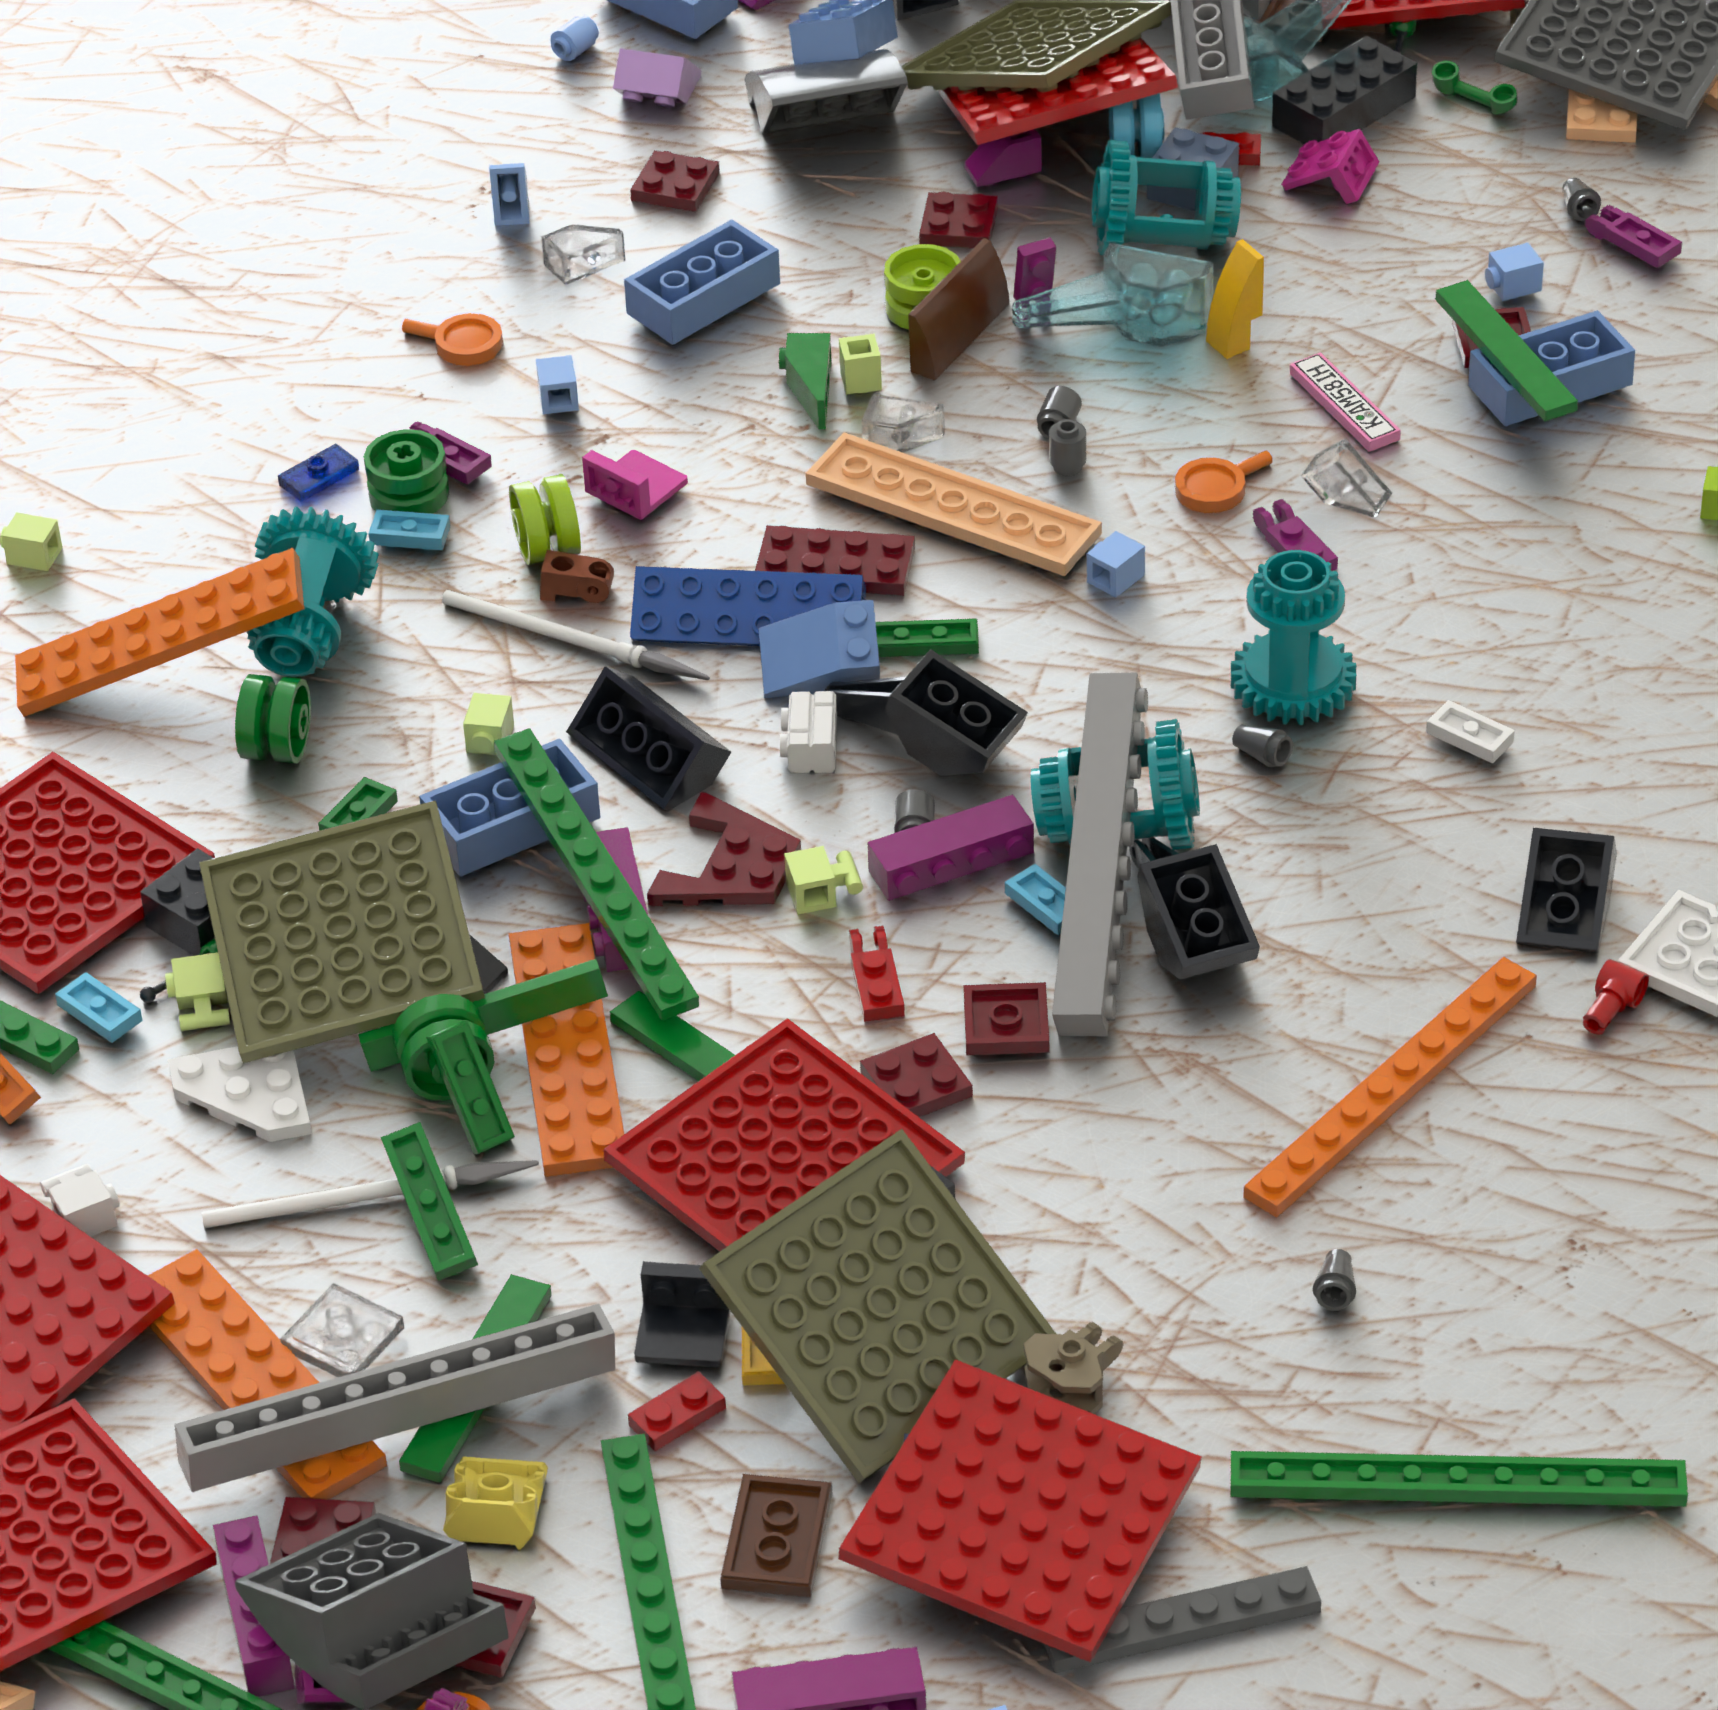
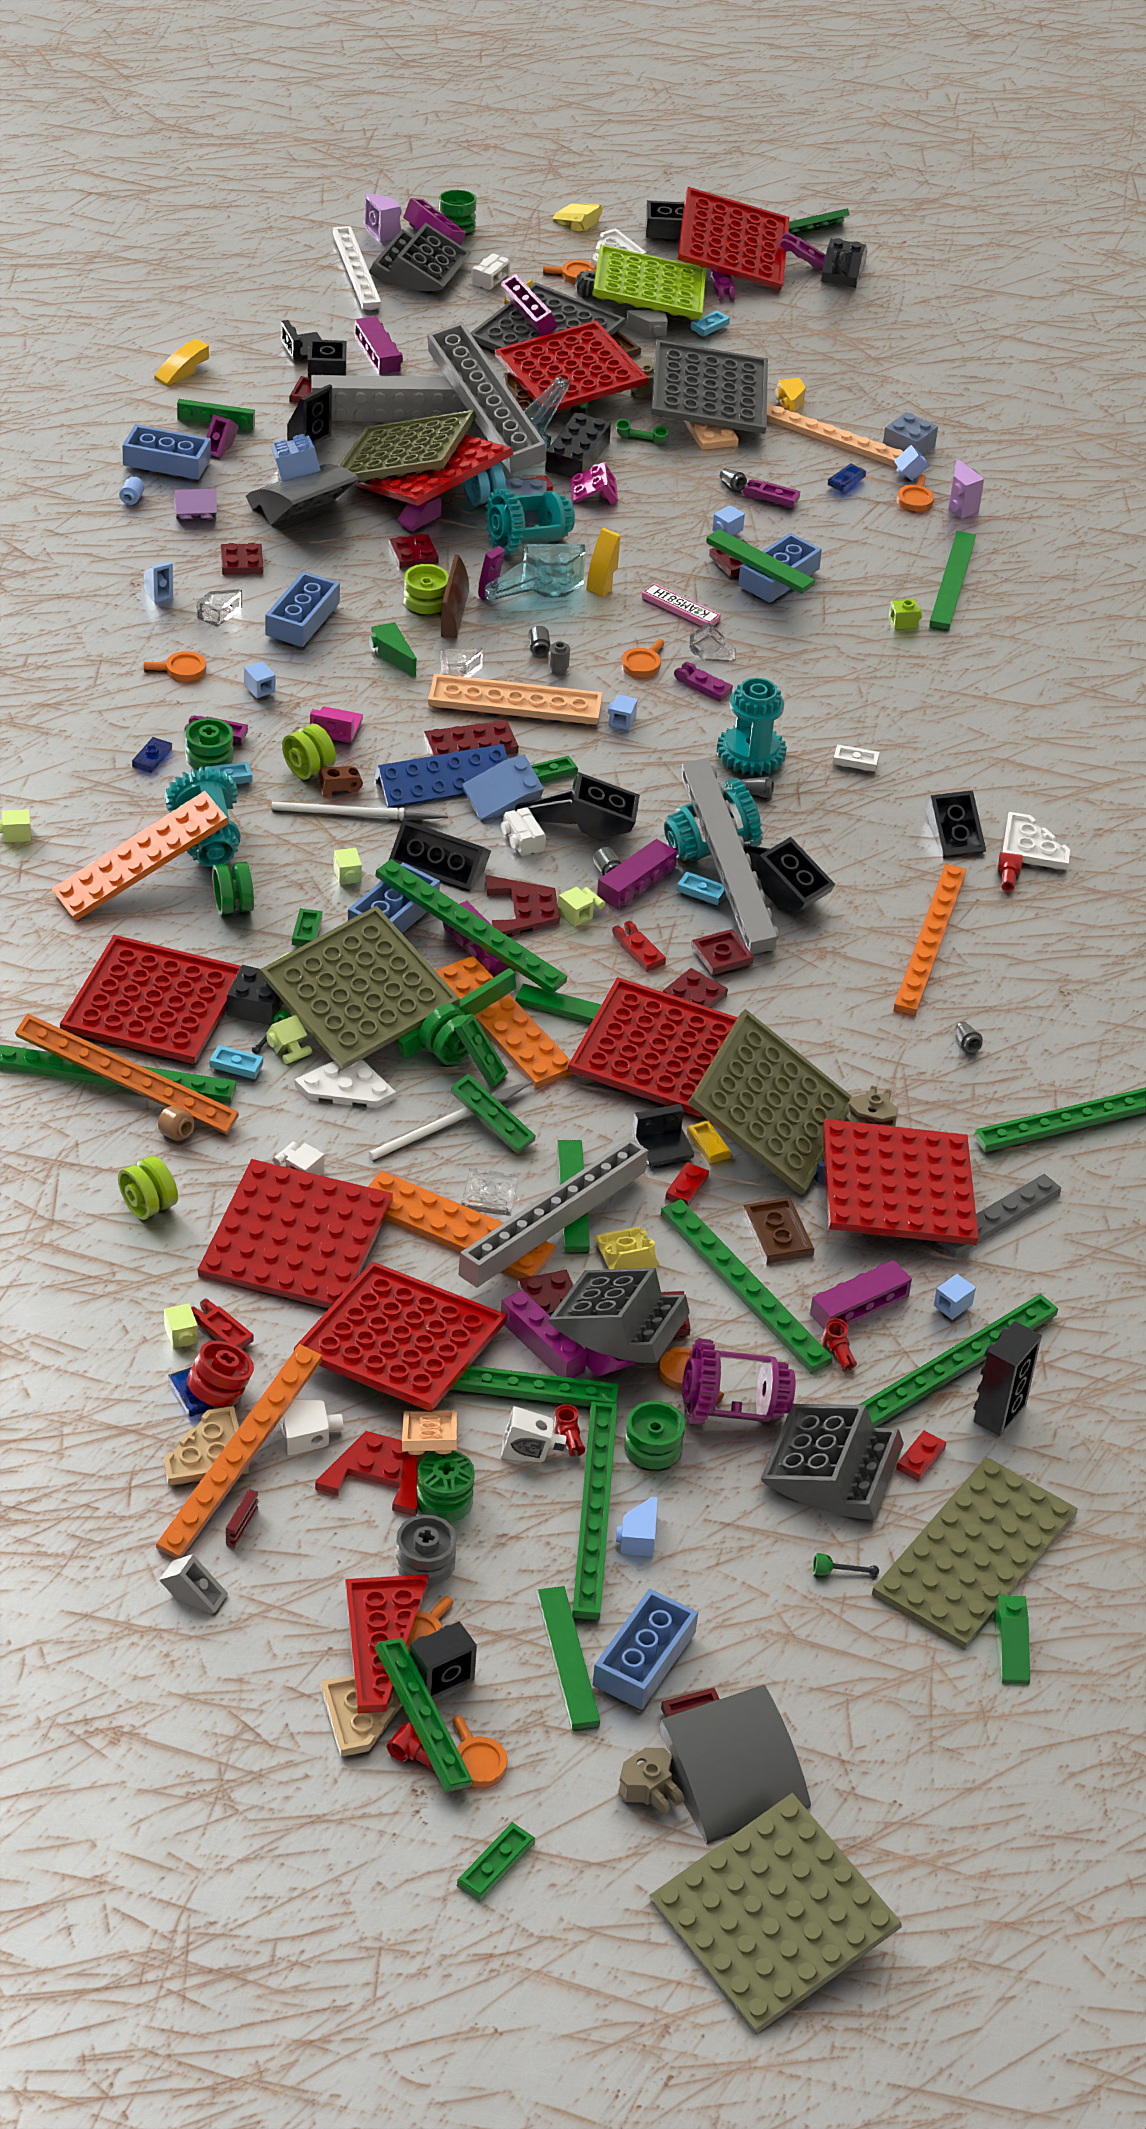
camera: 30 degrees left, 0 degrees up
(860, 364) = (420, 635): yellowish green brick -> none

